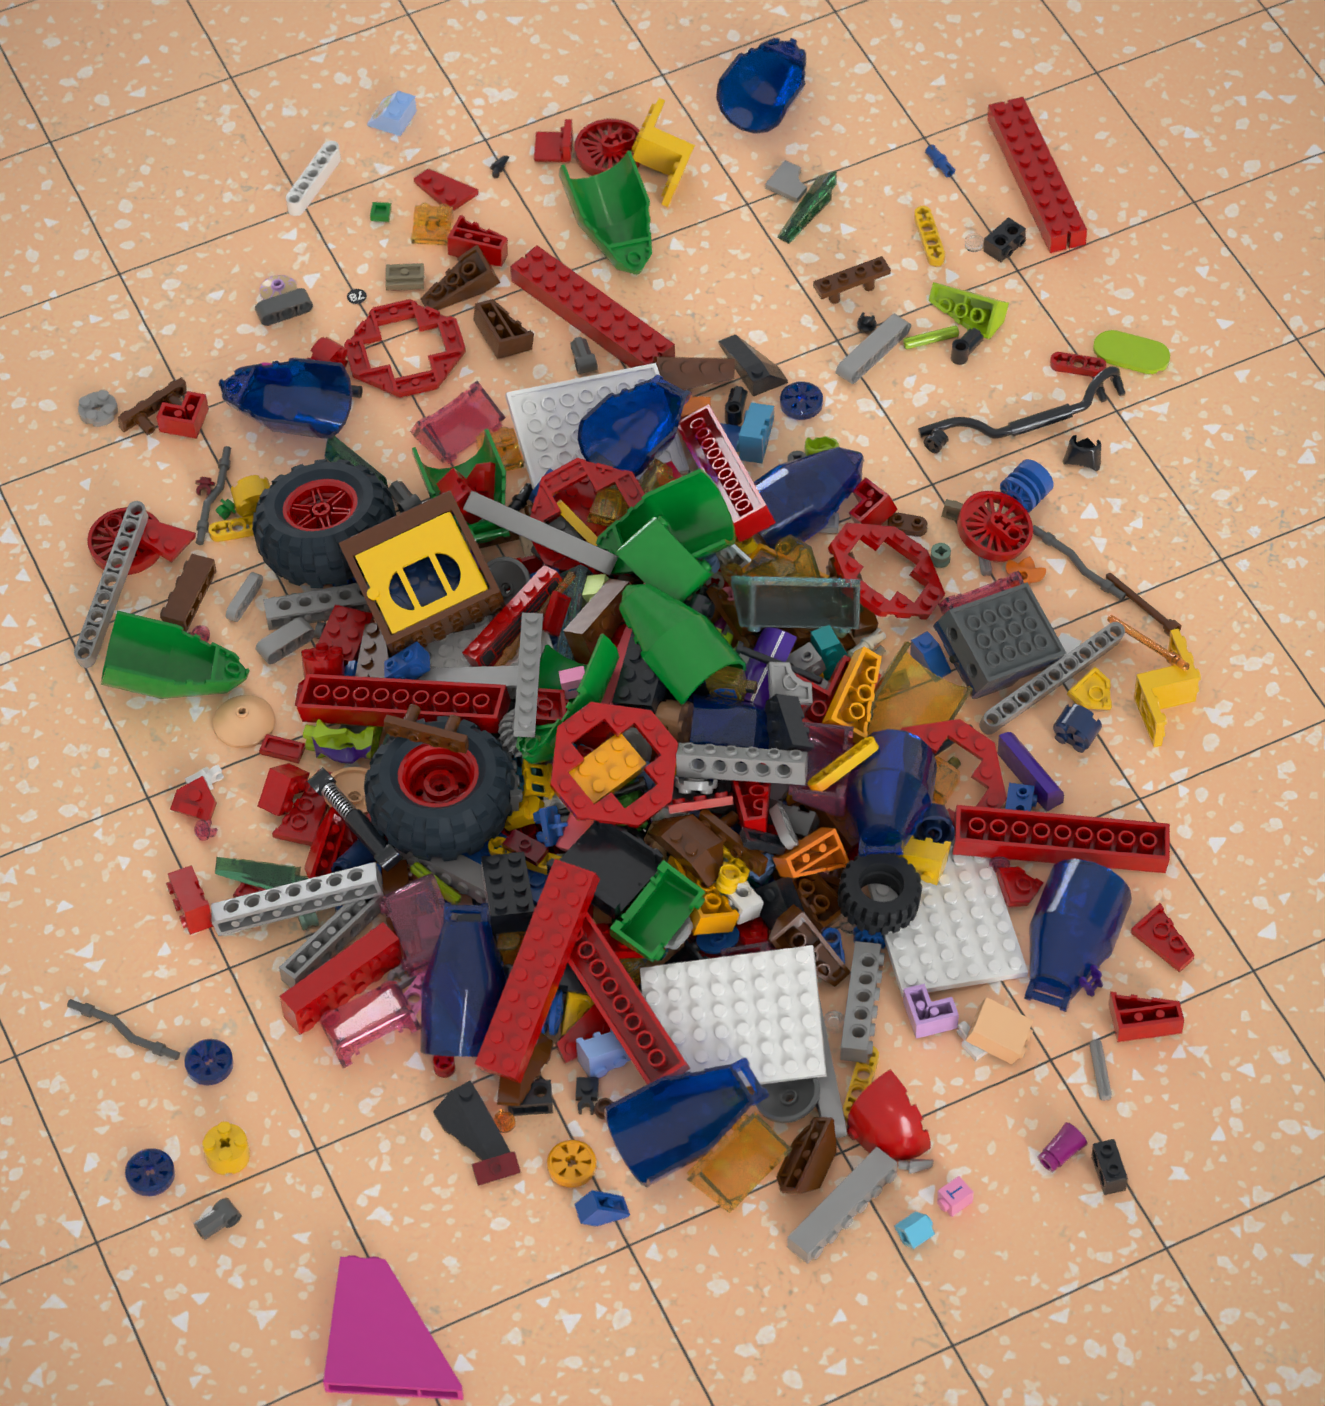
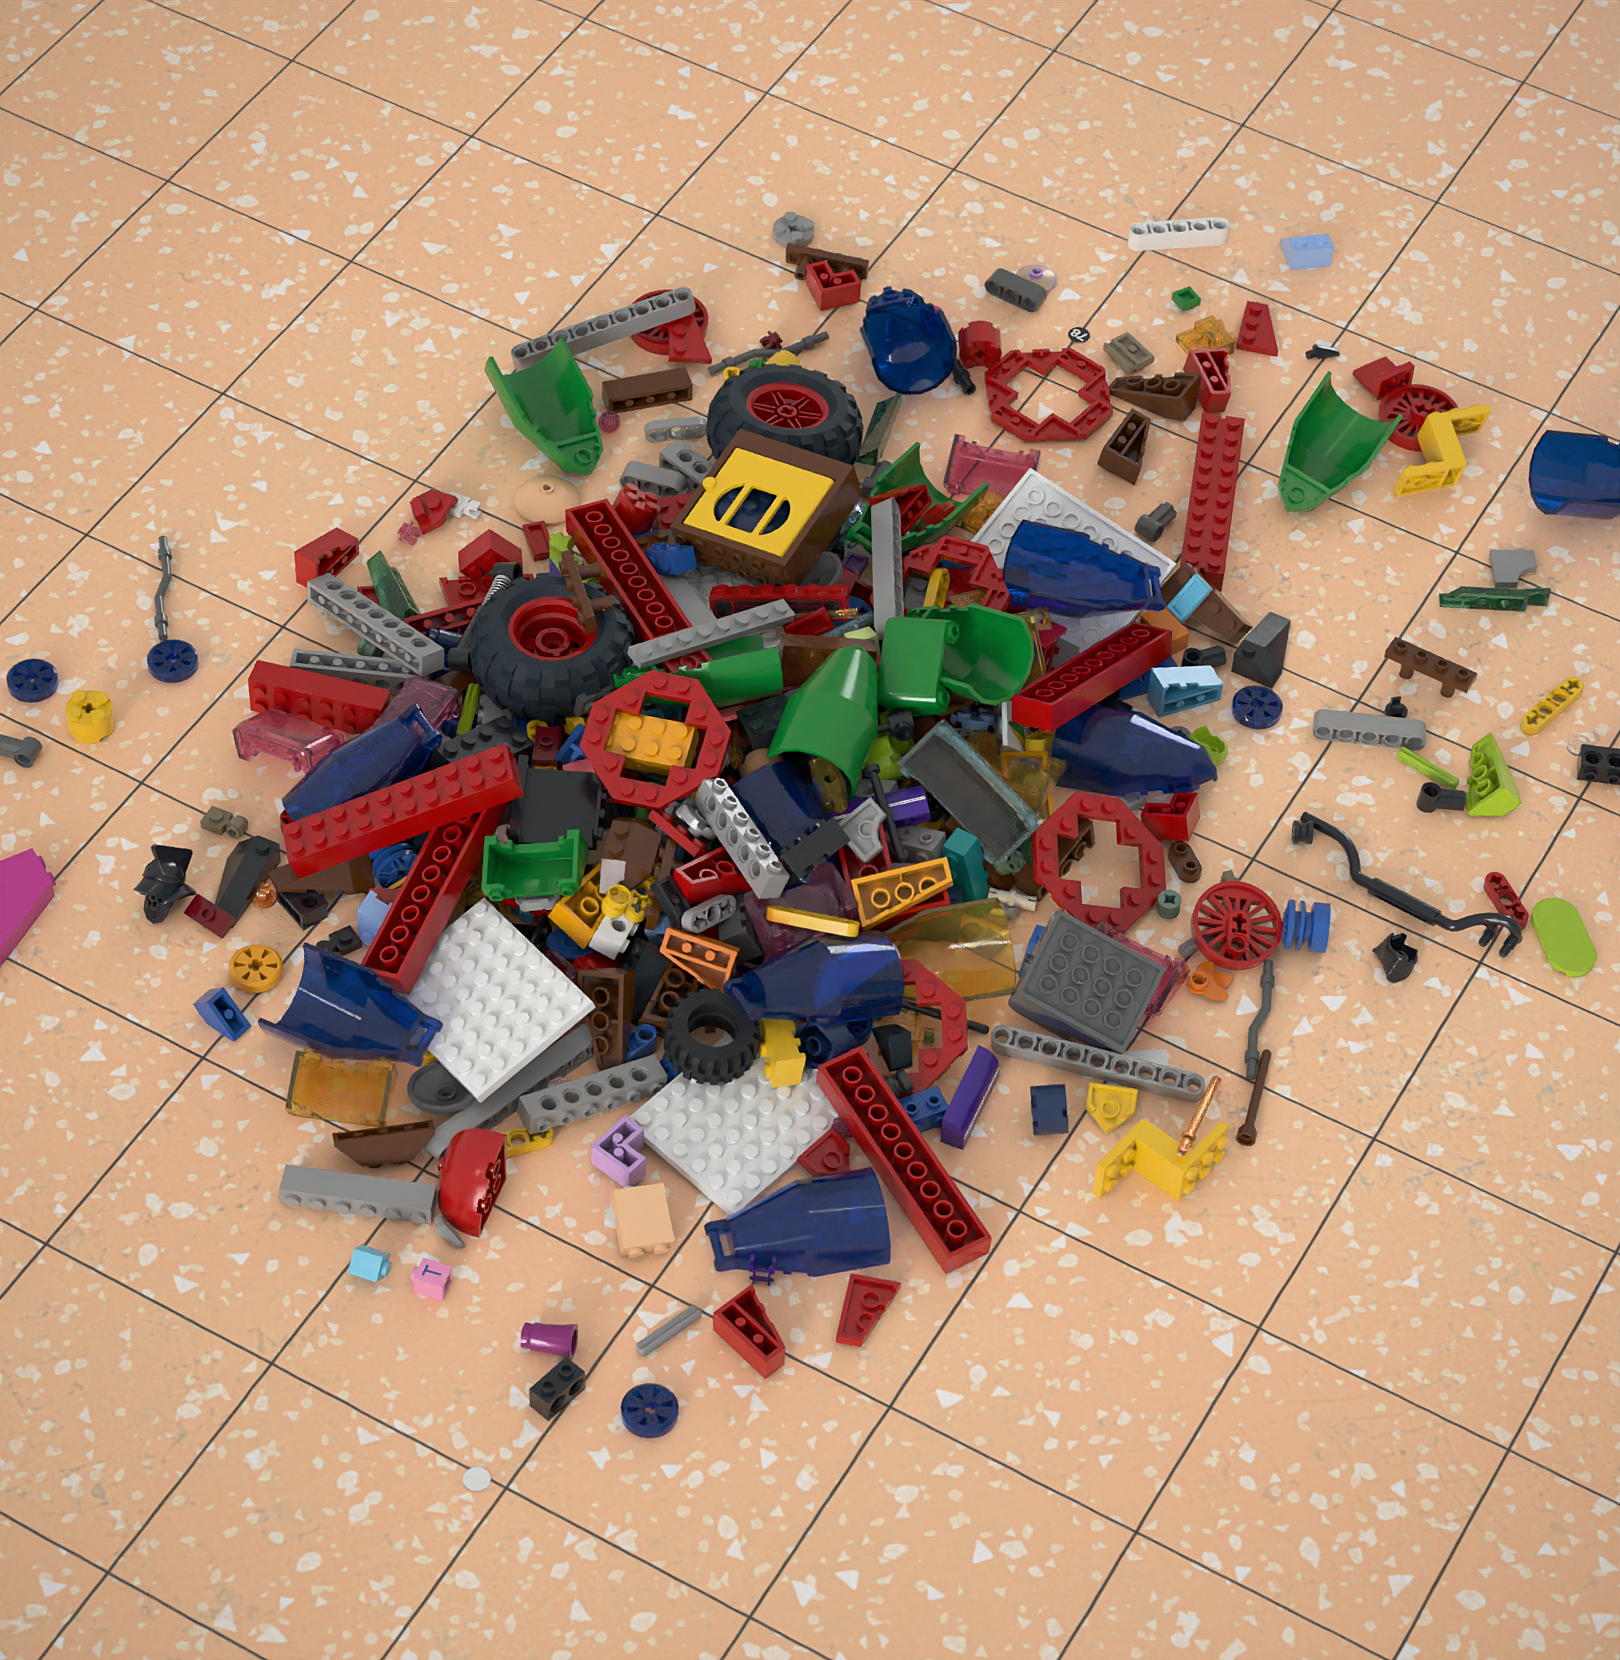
camera: 50 degrees right, 5 degrees down
(402, 1115) = (219, 820): none -> dark tan plate
(452, 1182) = (164, 881): none -> black helmet
(686, 373) = (1189, 597): none -> medium azure tile
(958, 786) = (894, 1046): none -> black slope
(996, 799) = (903, 1080): none -> pearl dark grey wheel
(1146, 1263) = (476, 1479): none -> white sticker
(1151, 1124) = (657, 1398): none -> clear blue wheel

